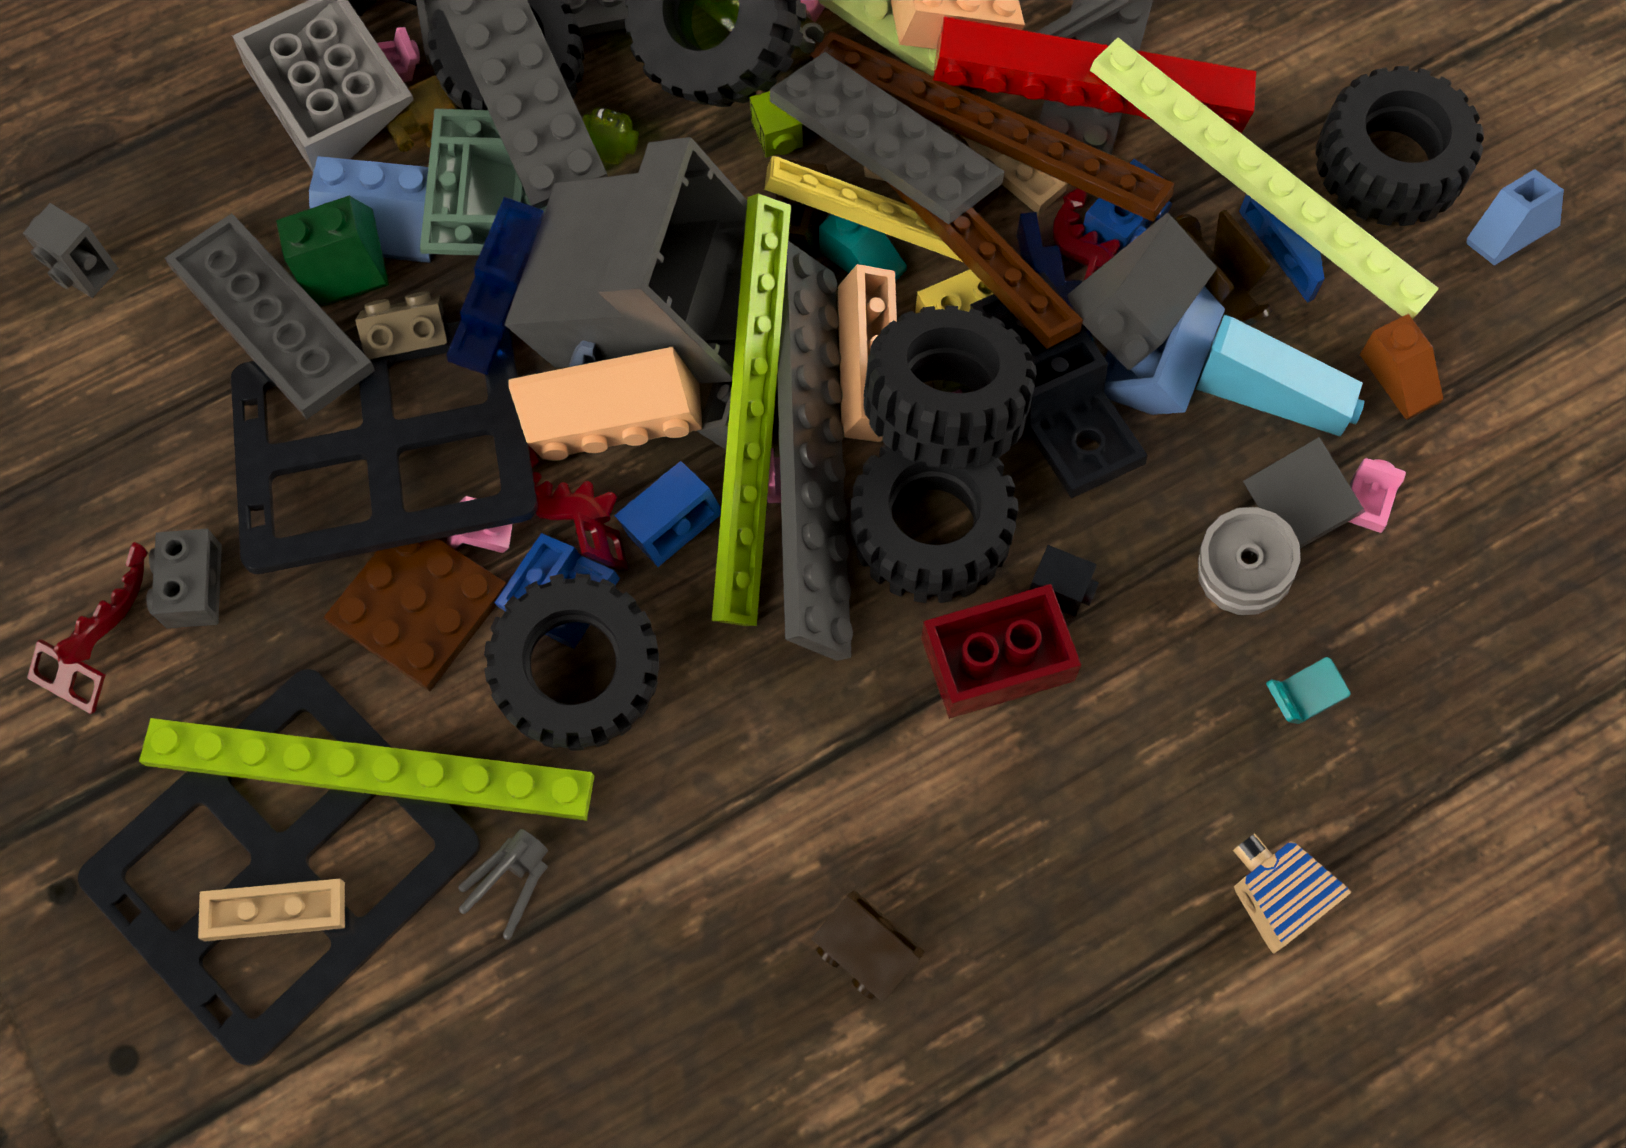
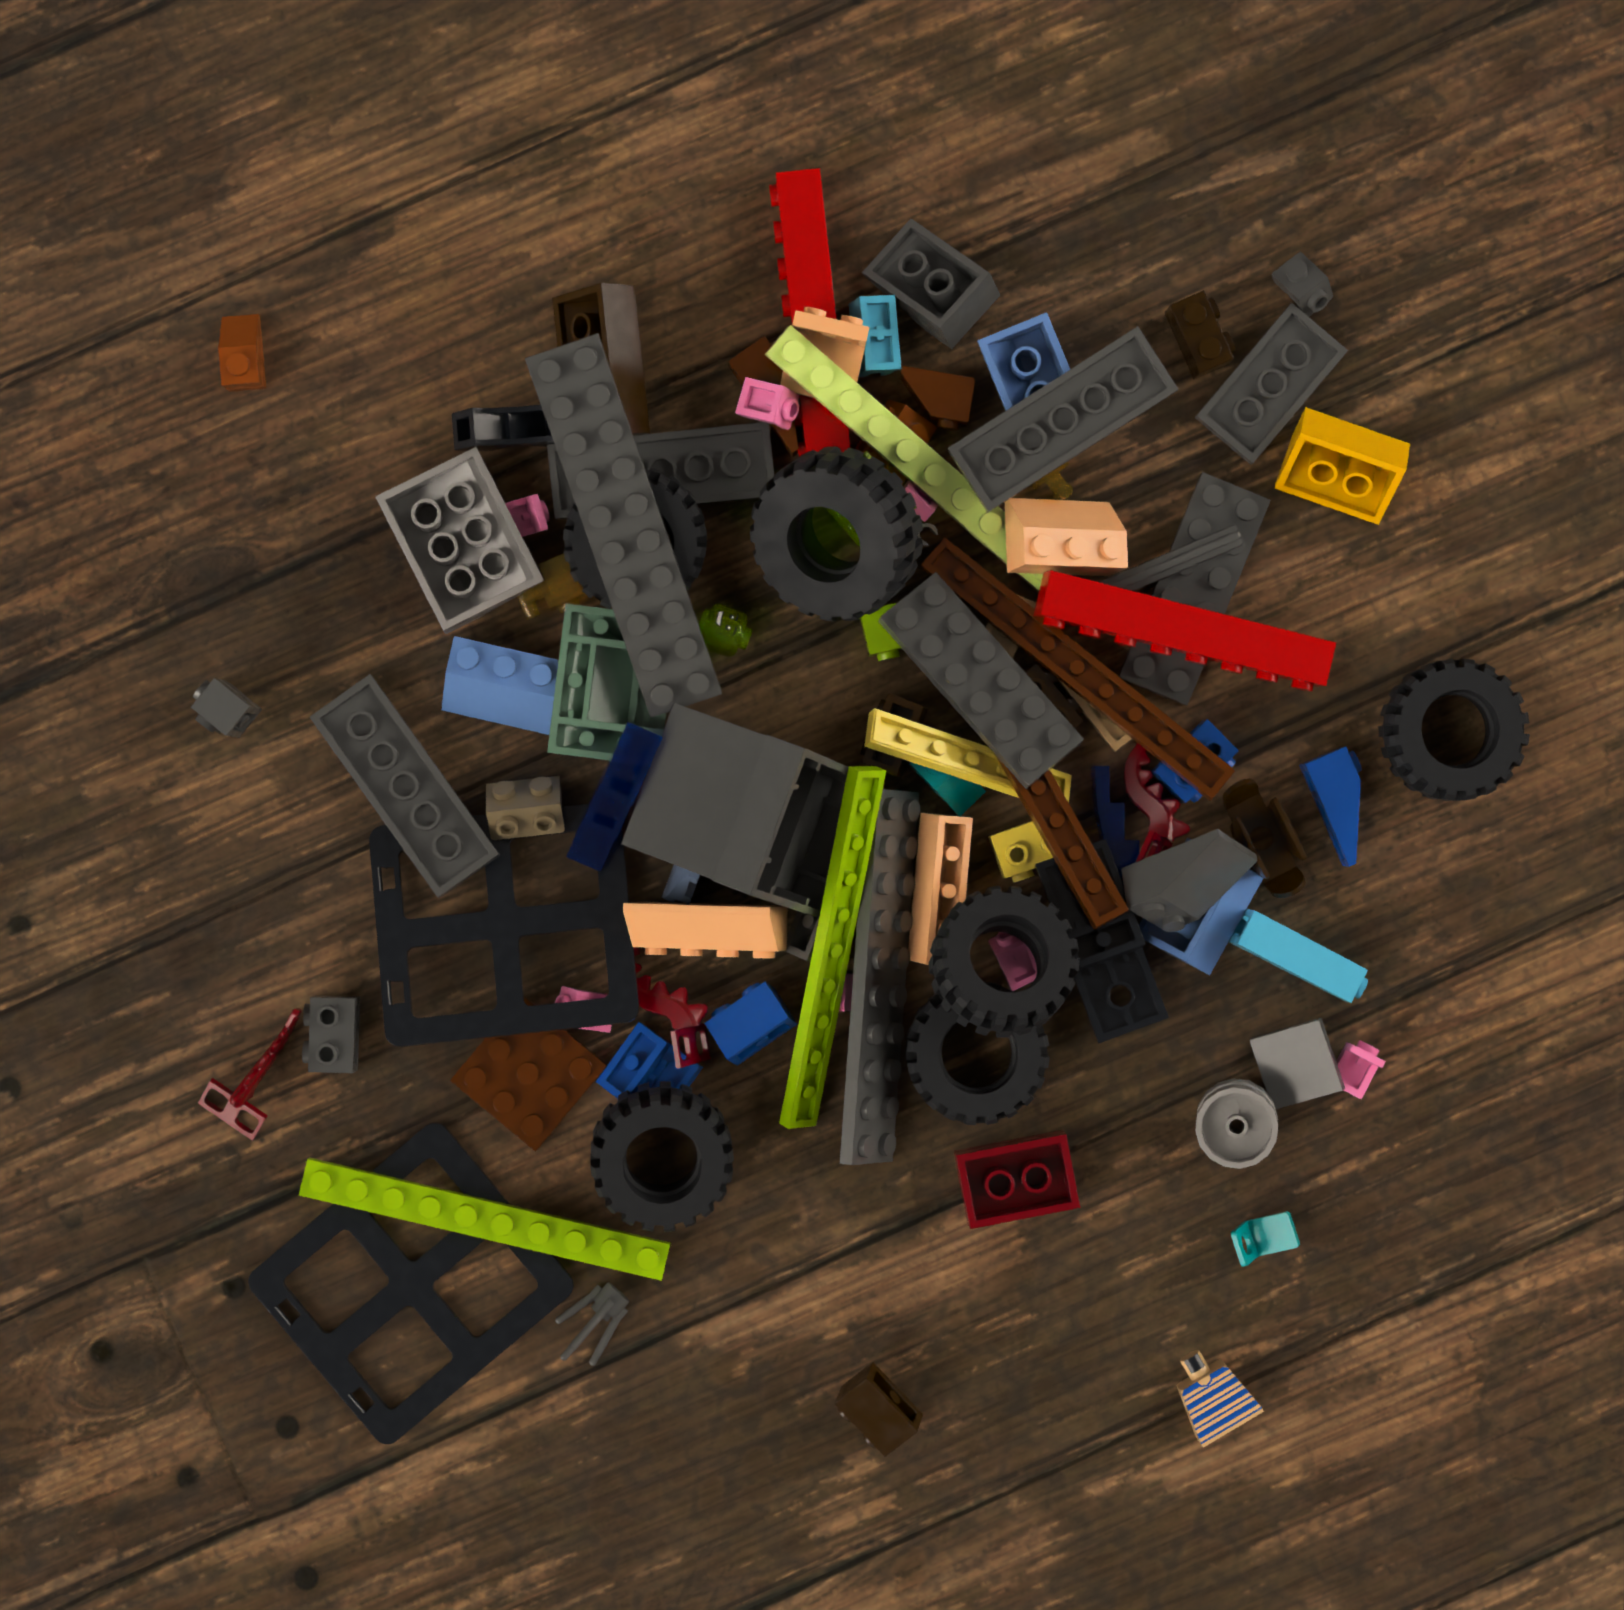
camera: 10 degrees right, 20 degrees up
(272, 910) = (408, 1330): tan plate -> none
(334, 250) = (467, 733): dark green slope -> none
(1069, 578) = (1080, 1118): black brick -> none
(1264, 179) = (1317, 760): yellowish green plate -> none
(1404, 366) = (1411, 949): dark orange slope -> none
(1517, 217) = (1543, 816): medium blue slope -> none

